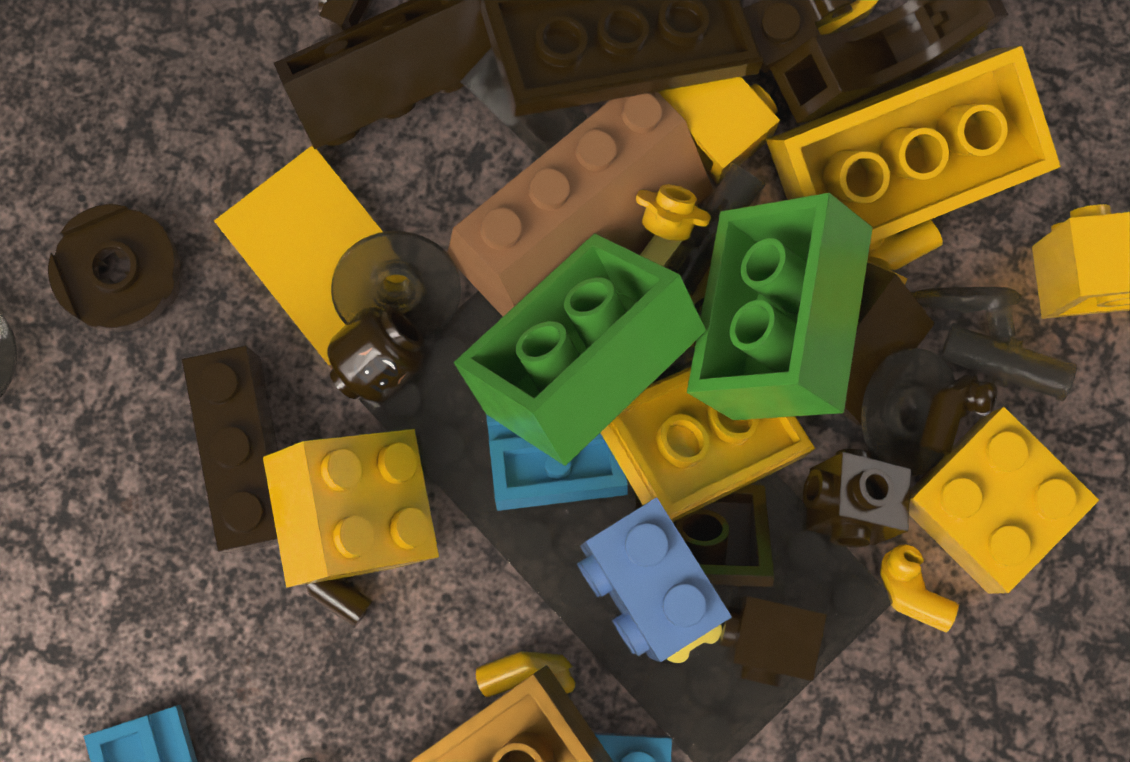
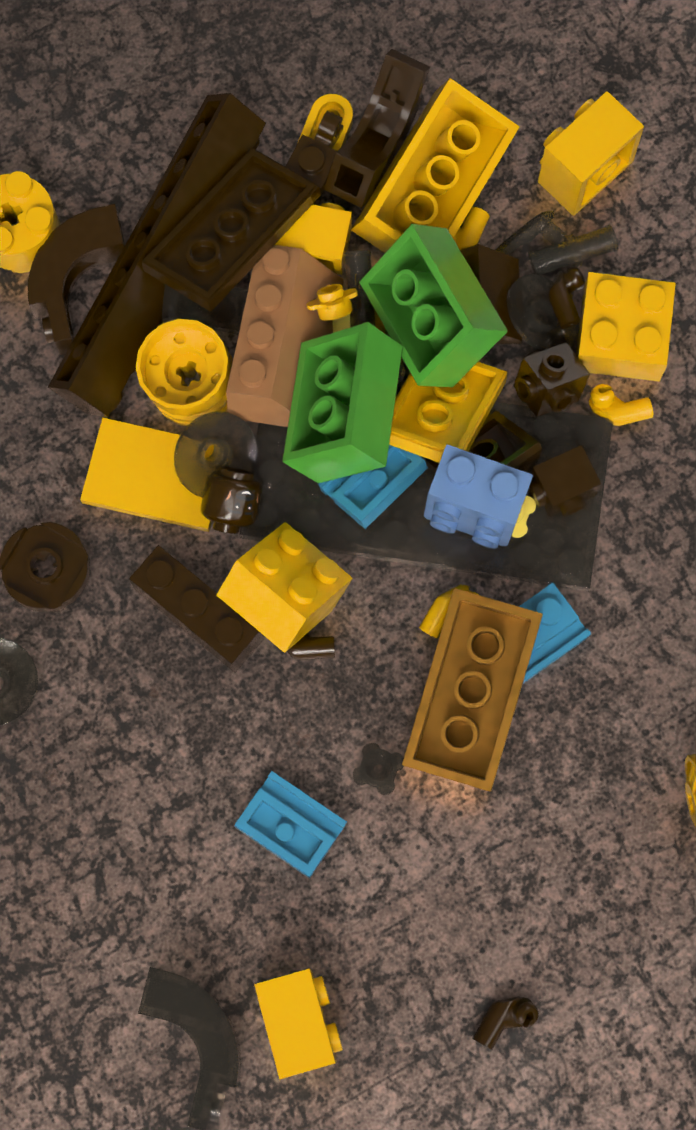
camera: 35 degrees left, 5 degrees down
(420, 139) = (178, 352): none -> yellow wheel

